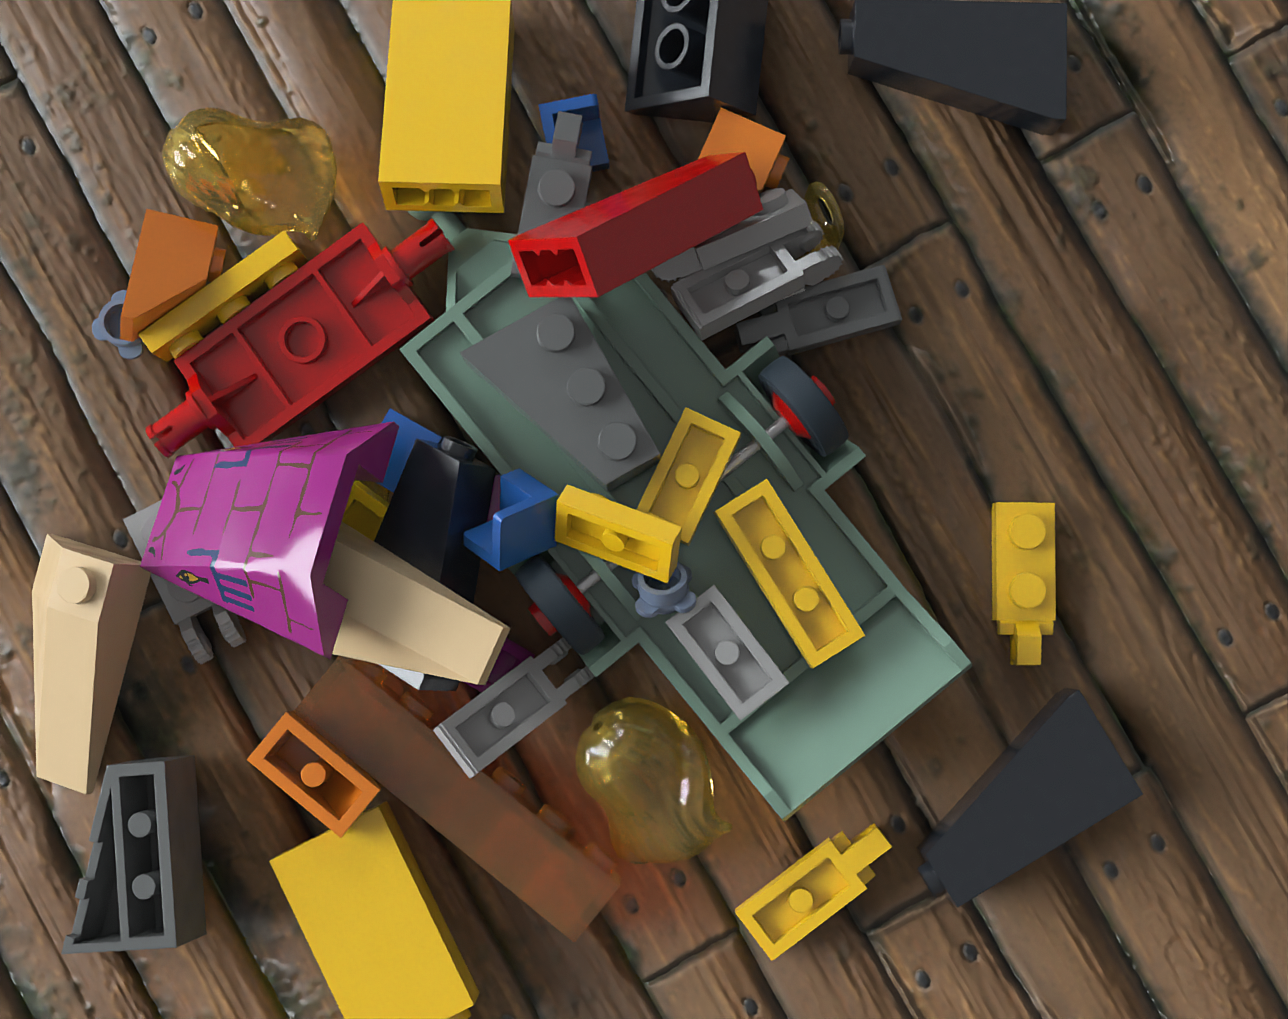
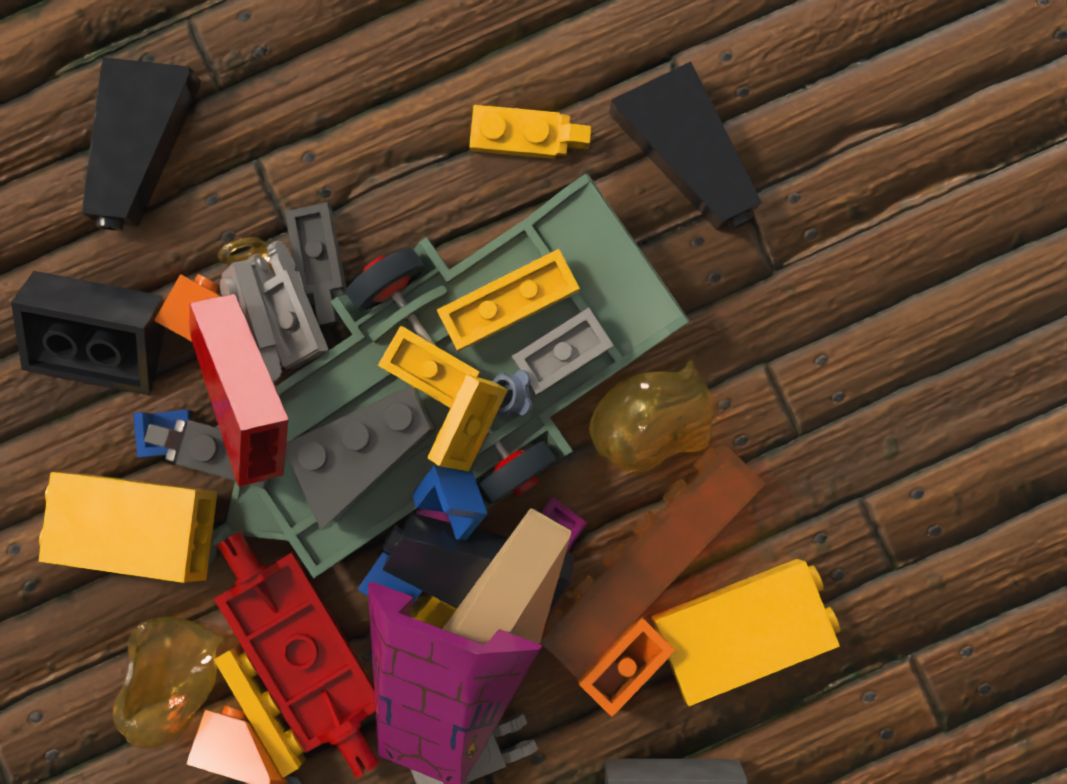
camera: 85 degrees left, 0 degrees up
(508, 710) = (591, 518): light grey hinge -> none
(812, 890) = (740, 307): yellow hinge -> none

